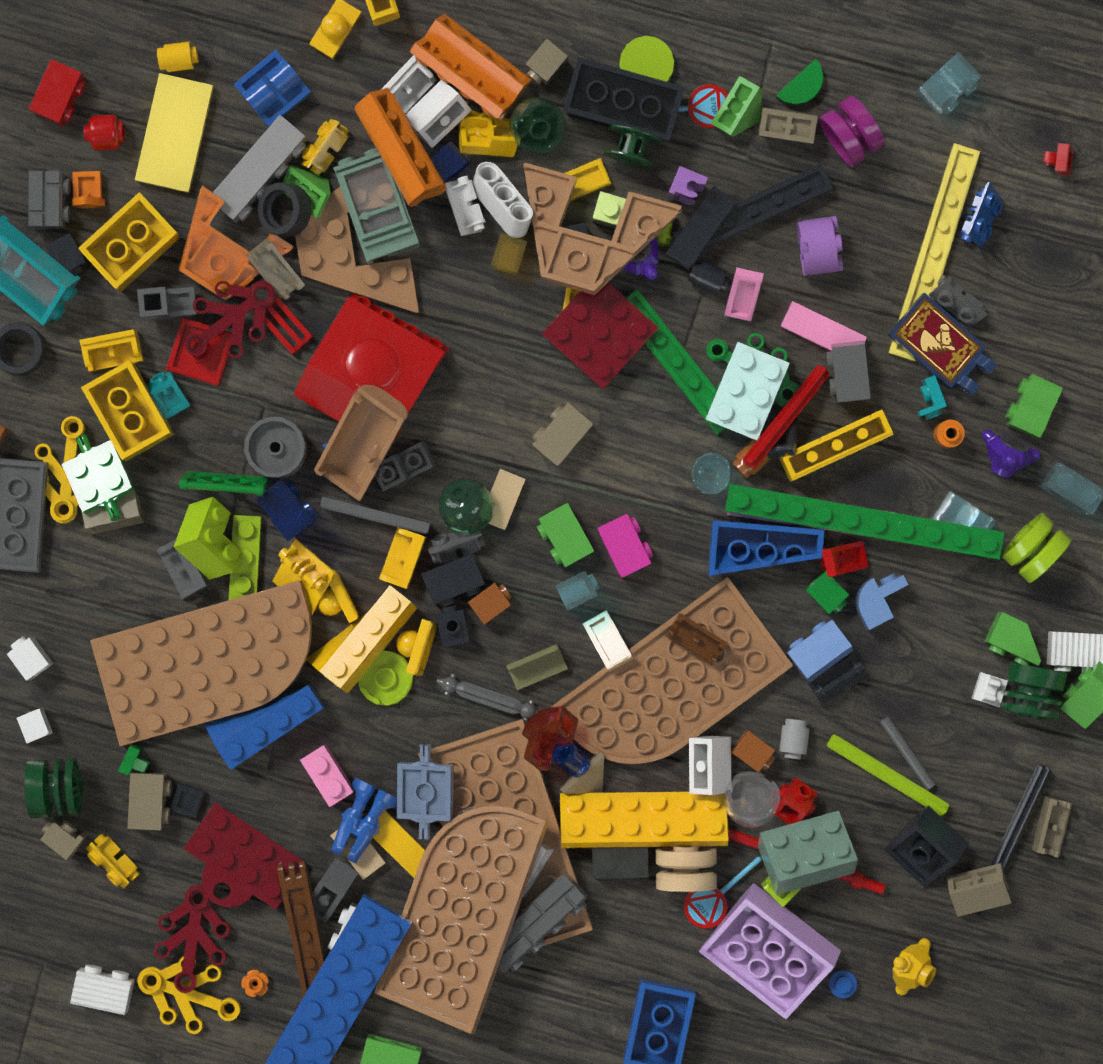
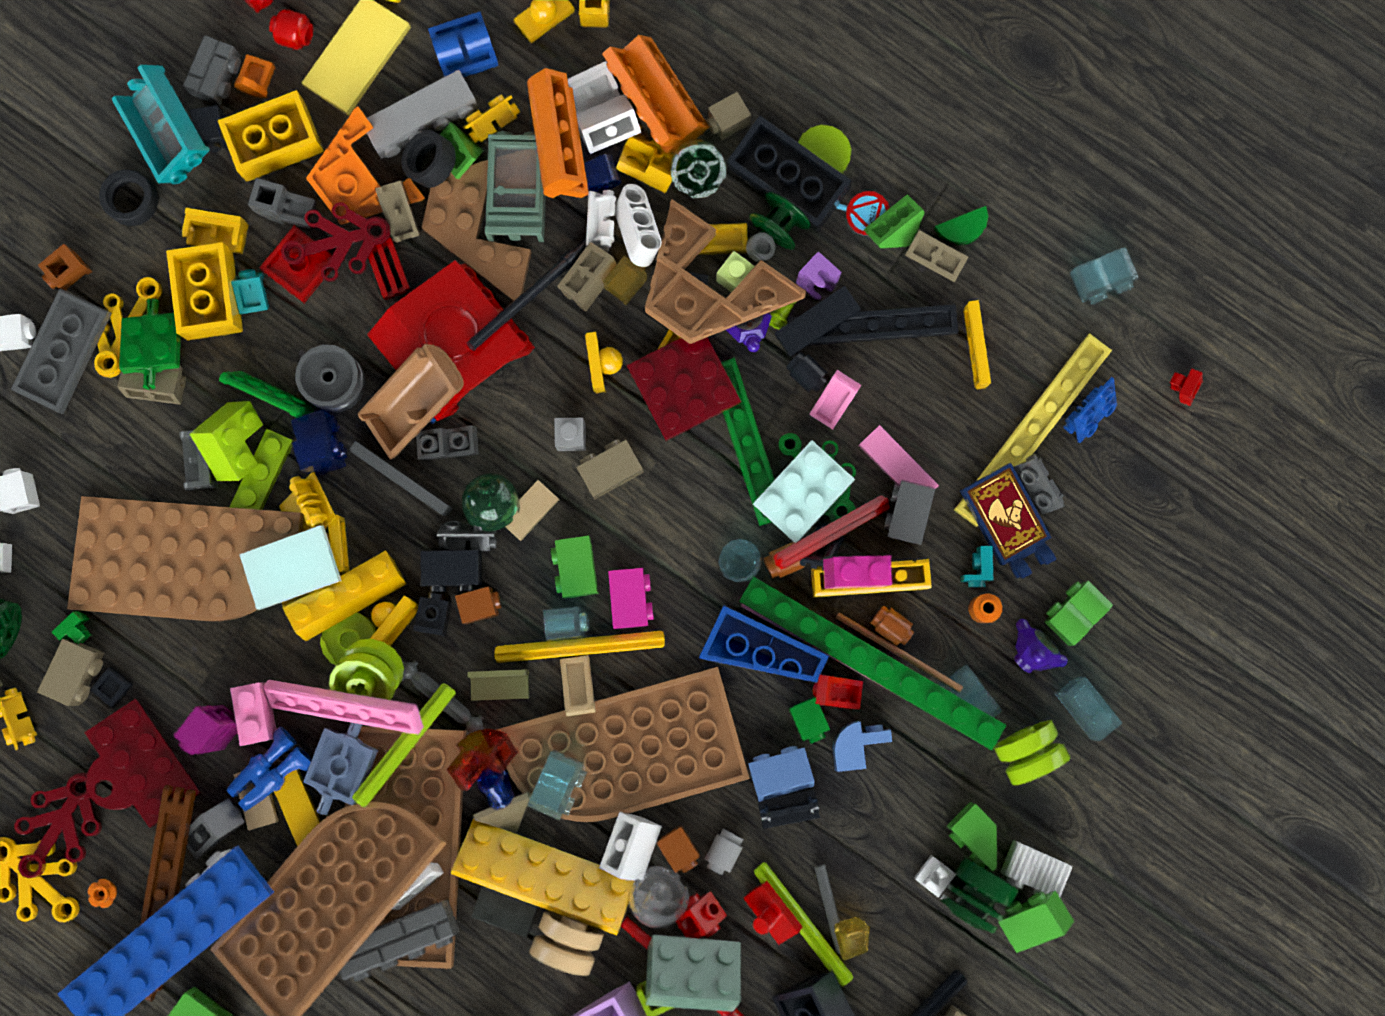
camera: 20 degrees right, 5 degrees down
(250, 731) = (193, 643): blue wedge -> none
(297, 803) = (207, 729): none -> magenta brick
(312, 632) = (290, 567): none -> light aqua tile
(402, 558) = (412, 531): yellow hinge -> none
(408, 737) = (343, 706): none -> bright pink tile
(418, 703) = (368, 670): none -> lime wheel
(449, 255) = (566, 262): none -> black bar
(473, 263) = (586, 276): none -> dark tan hinge
(475, 751) = (402, 747): none -> lime axle
(514, 416) = (570, 434): none -> light grey brick
(517, 338) = (601, 361): none -> yellow tile
(595, 605) = (579, 646): none -> yellow axle
(622, 175) = (760, 247): none -> light grey tile
(624, 735) = (557, 784): none -> clear light blue brick
(696, 639) = (663, 716): reddish brown hinge -> none
(709, 907) = (578, 991): piece -> none
(819, 245) = (925, 380): medium lavender brick -> none
(822, 446) = (857, 572): none -> dark pink piece
(851, 131) = (996, 282): magenta wheel -> none
(854, 193) = (977, 345): none -> yellow tile
(857, 776) = (771, 913): none -> red tile
(871, 481) = (892, 626): none -> dark orange brick
(885, 502) = (899, 652): none -> medium nougat axle
(935, 770) = (852, 937): none -> clear yellow slope

